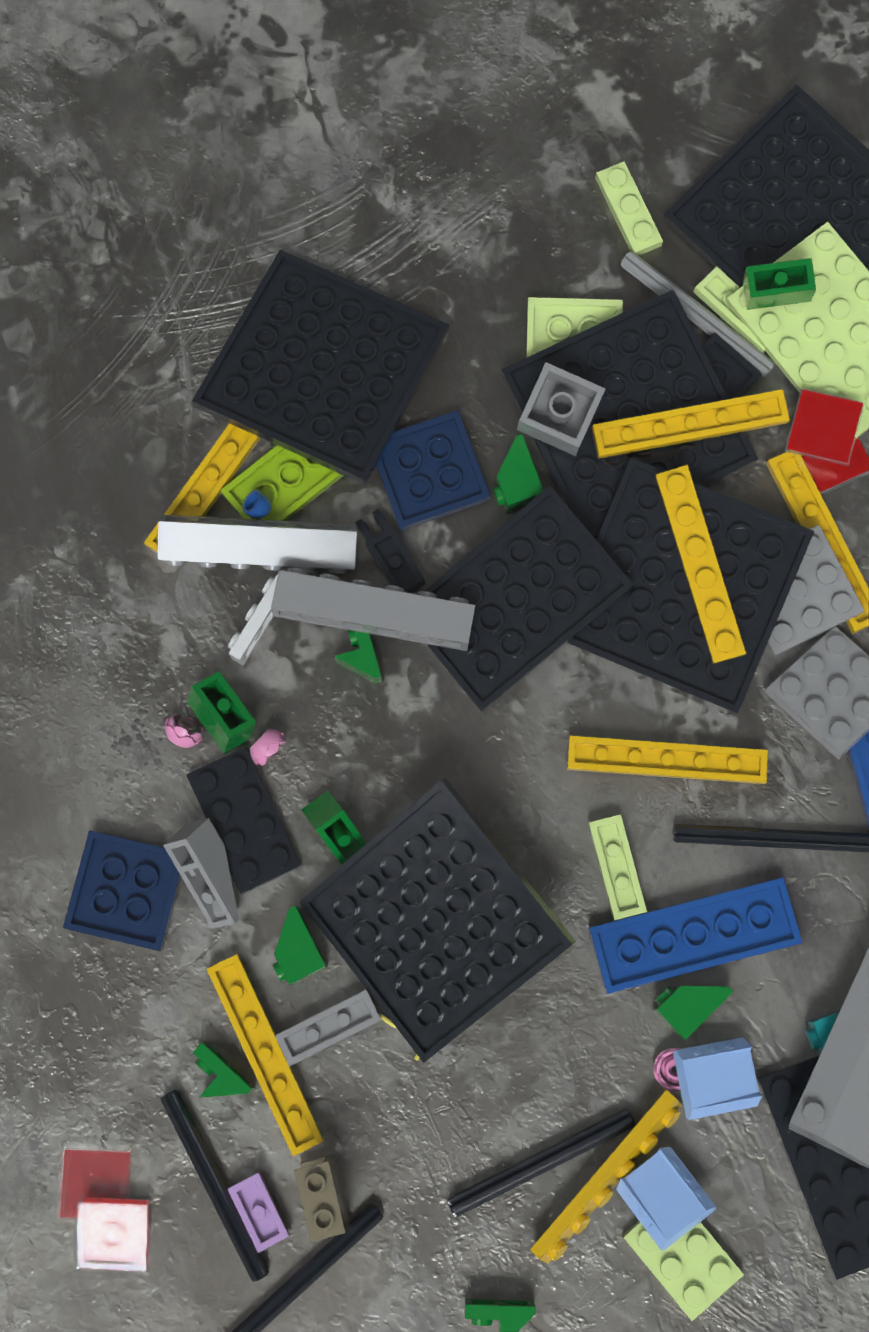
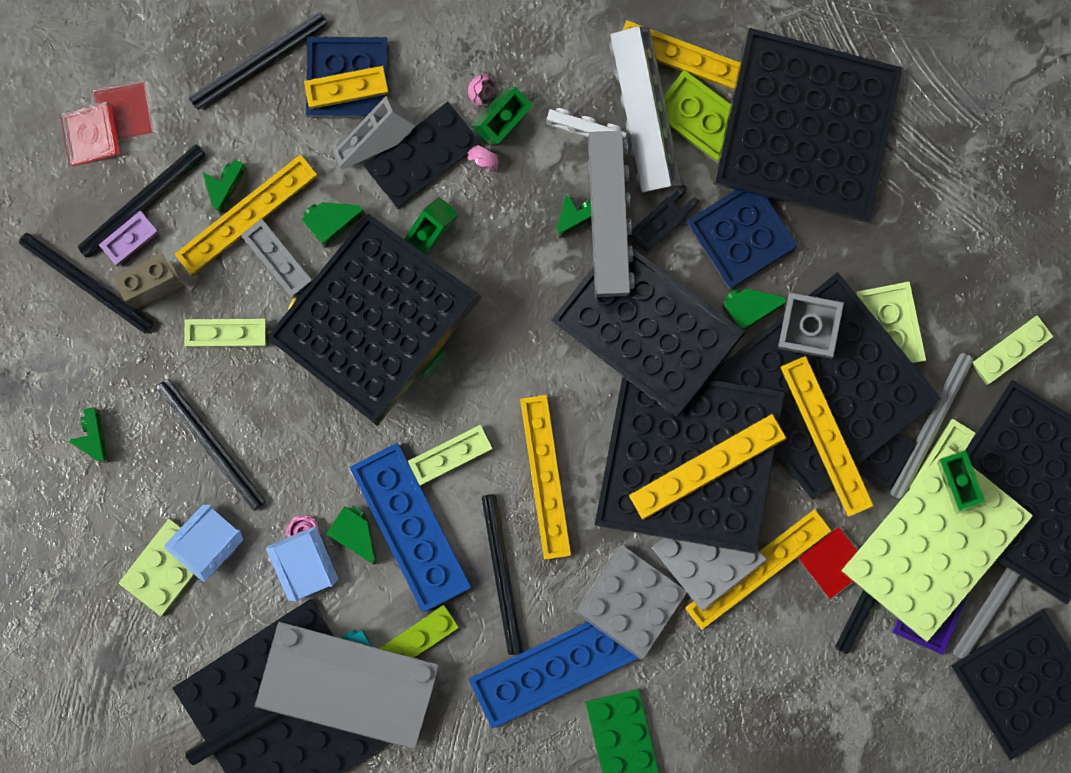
camera: 80 degrees right, 5 degrees up
(76, 998) = (258, 60): none -> black axle
(139, 892) = (346, 87): none -> yellow plate
(256, 505) = (676, 101): blue hinge -> none
(406, 1113) = (225, 333): none -> yellowish green plate
(599, 1187) = (201, 491): yellow plate -> none
(825, 426) = (851, 548): red tile -> none
(828, 953) = (423, 634): none -> lime plate

